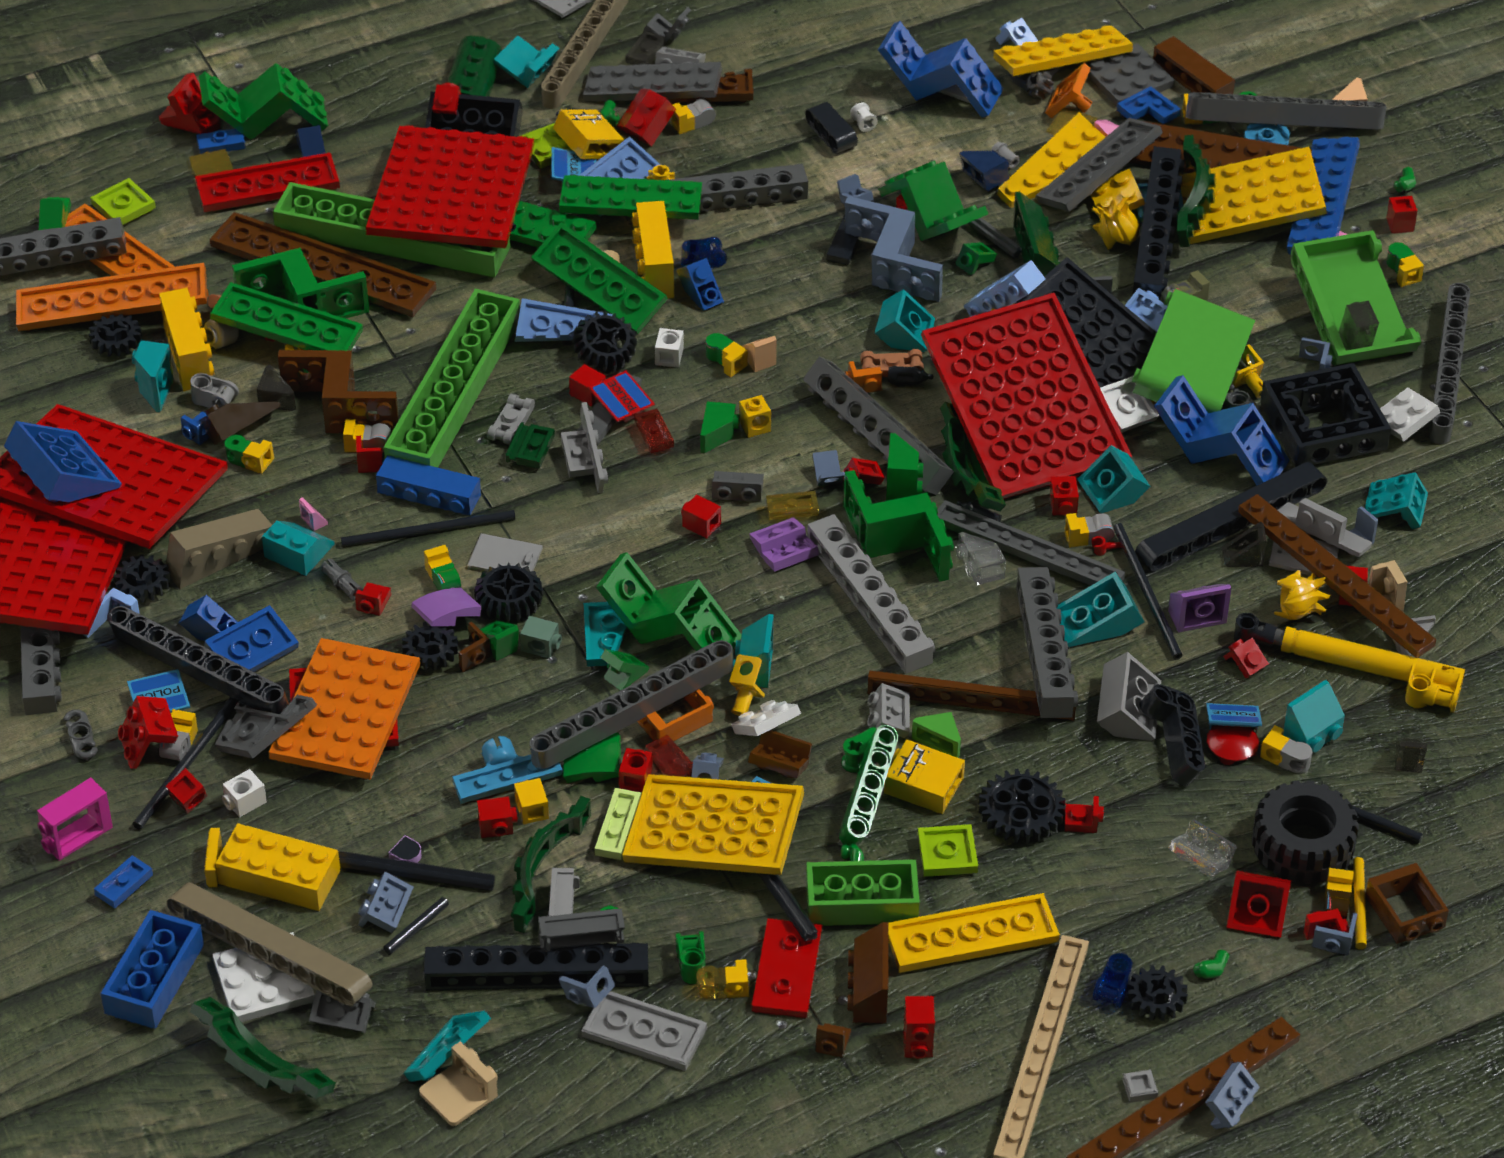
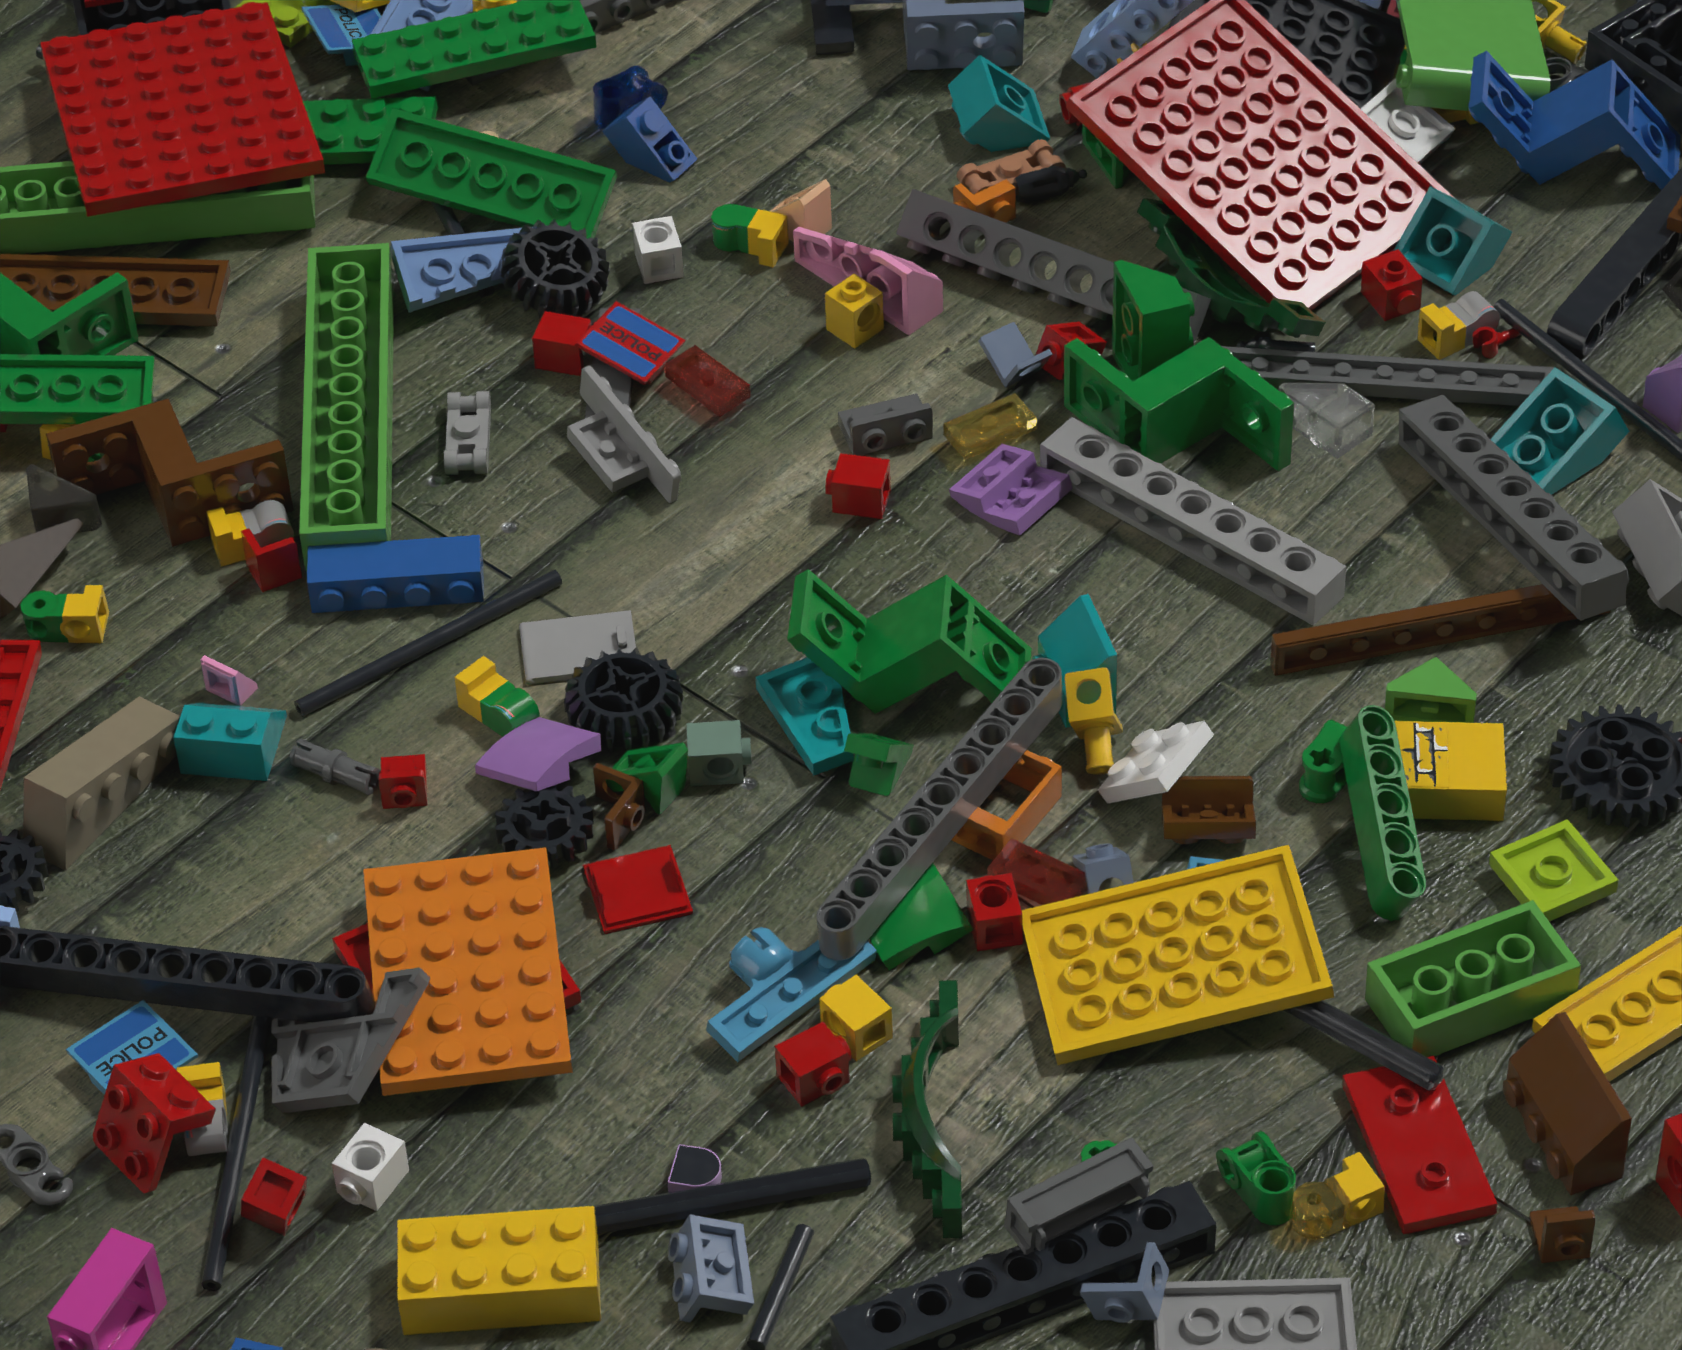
camera: 20 degrees left, 0 degrees up
(205, 618) = (155, 906): blue slope -> none
(214, 849) = (377, 1293): yellow tile -> none
(254, 640) = (249, 908): blue plate -> none
(462, 696) = (637, 889): none -> red piece
(530, 445) = (523, 462): dark green plate -> none
(562, 891) = (996, 1154): light grey container -> none
(617, 824) = (1015, 1007): yellowish green plate -> none
(653, 246) = (551, 101): yellow brick -> none
(718, 425) = (803, 340): green slope -> none
(787, 410) = (909, 291): none -> bright pink wedge
(852, 852) = (1410, 926): green arm -> none
(891, 708) = (1327, 686): light grey bracket -> none

